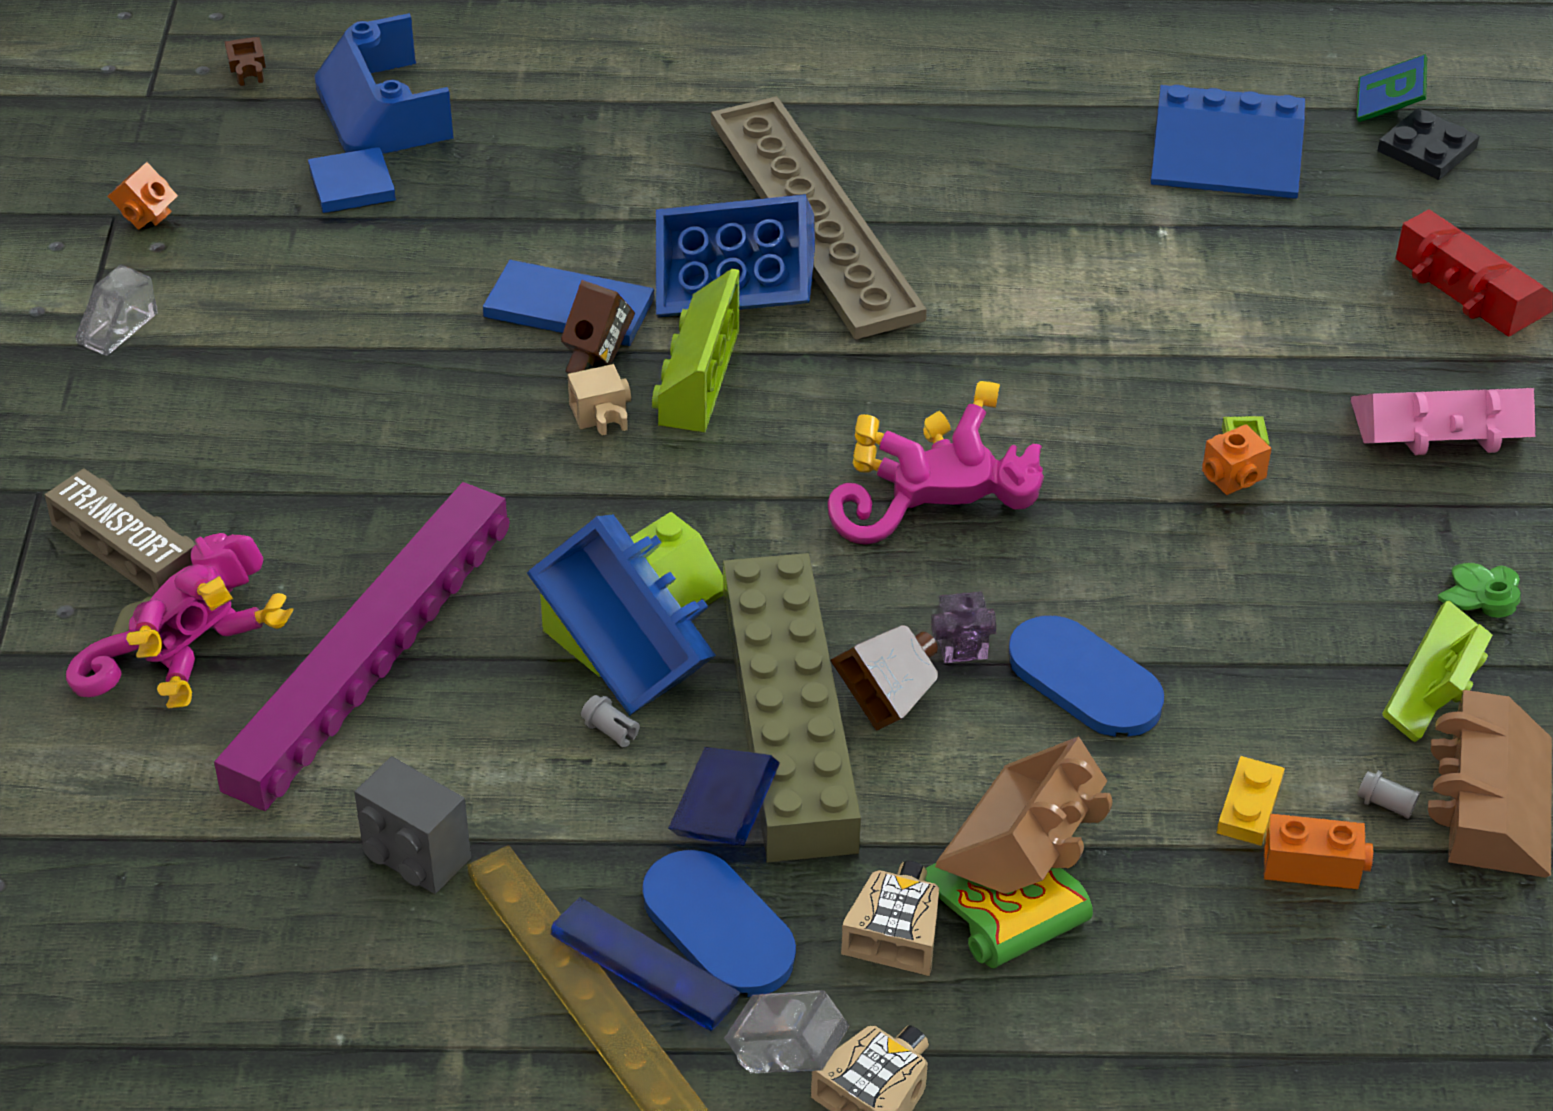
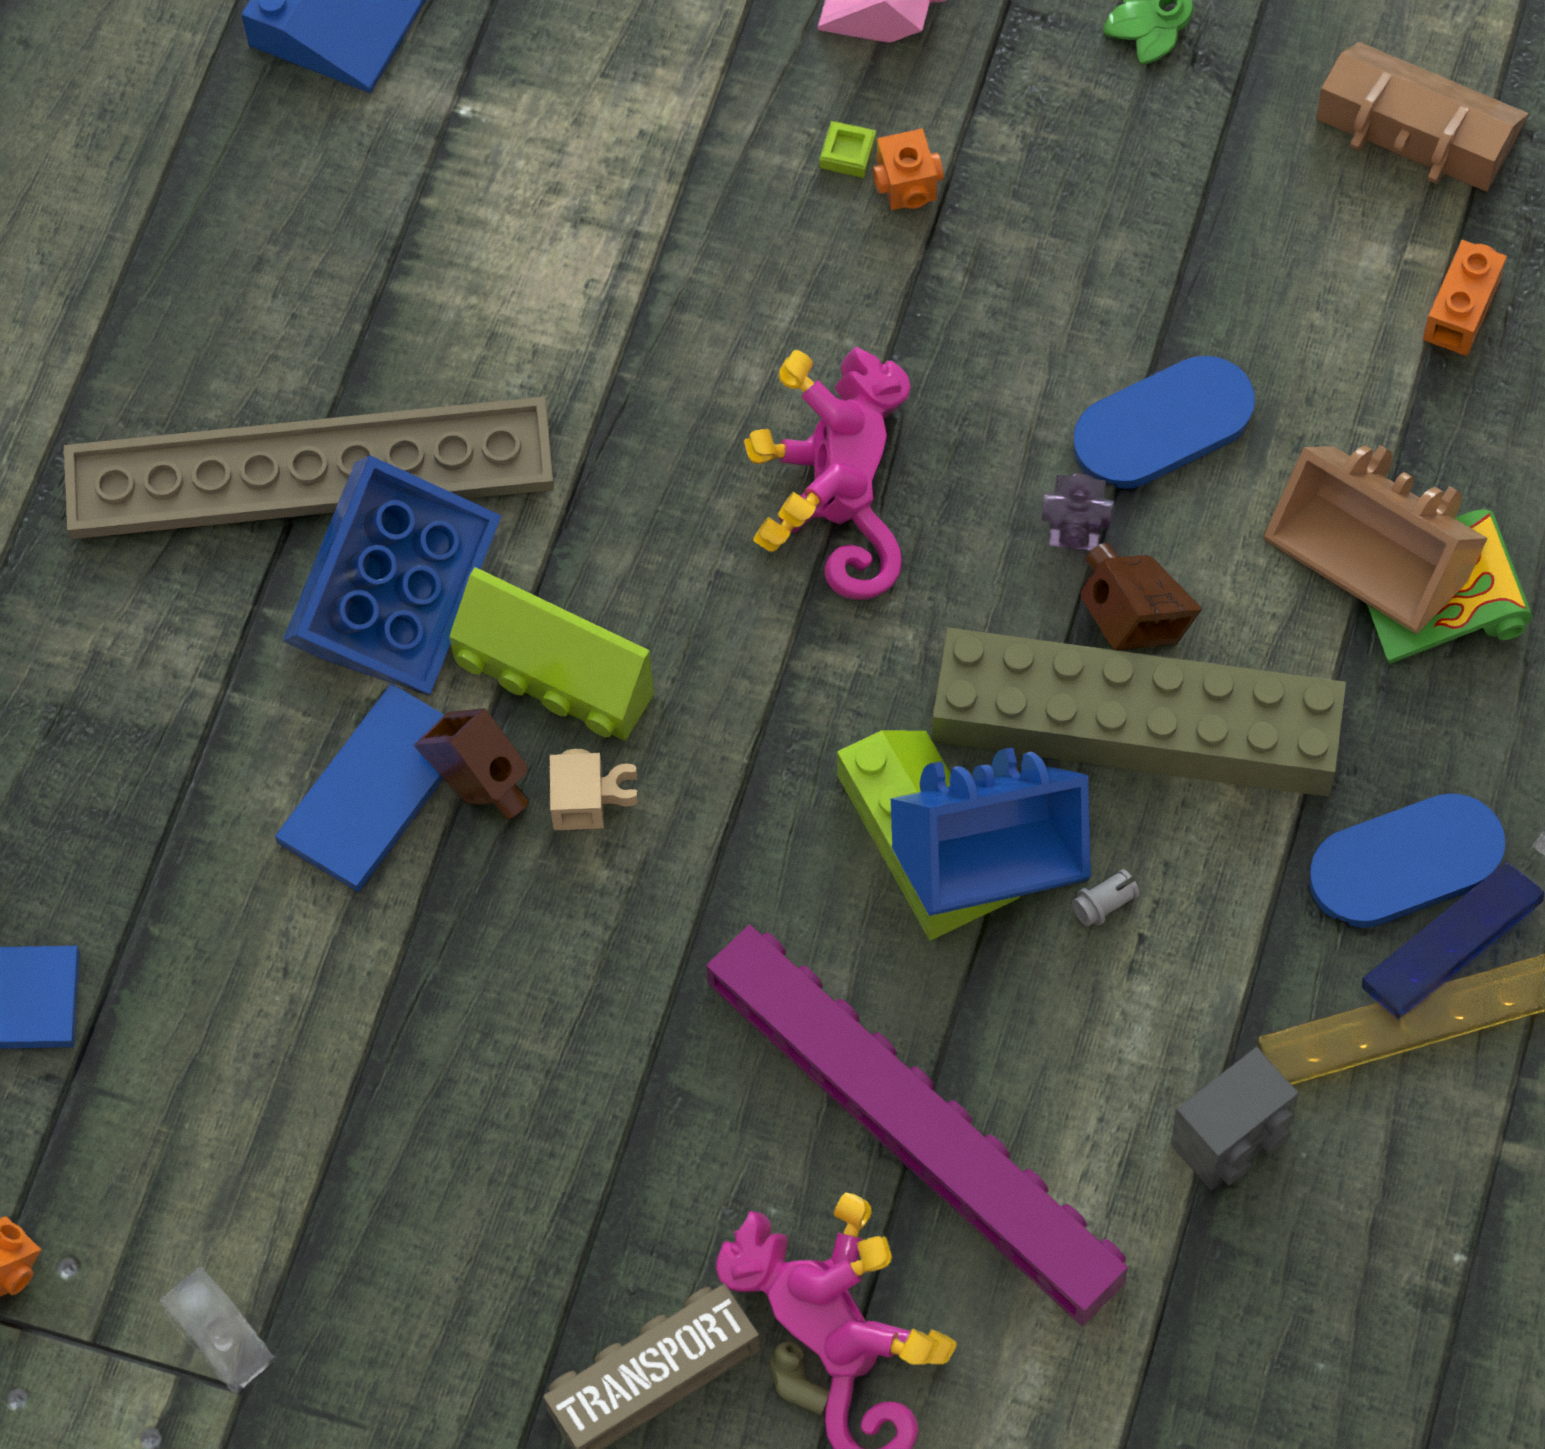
camera: 70 degrees left, 20 degrees up
(724, 795) = (1271, 805): clear blue tile -> none
(894, 920) = (1455, 691): tan torso -> none
(1250, 800) = (1373, 330): yellow plate -> none
(1388, 794) = (1395, 215): light grey pin -> none
(1438, 670) = (1263, 94): lime bracket -> none

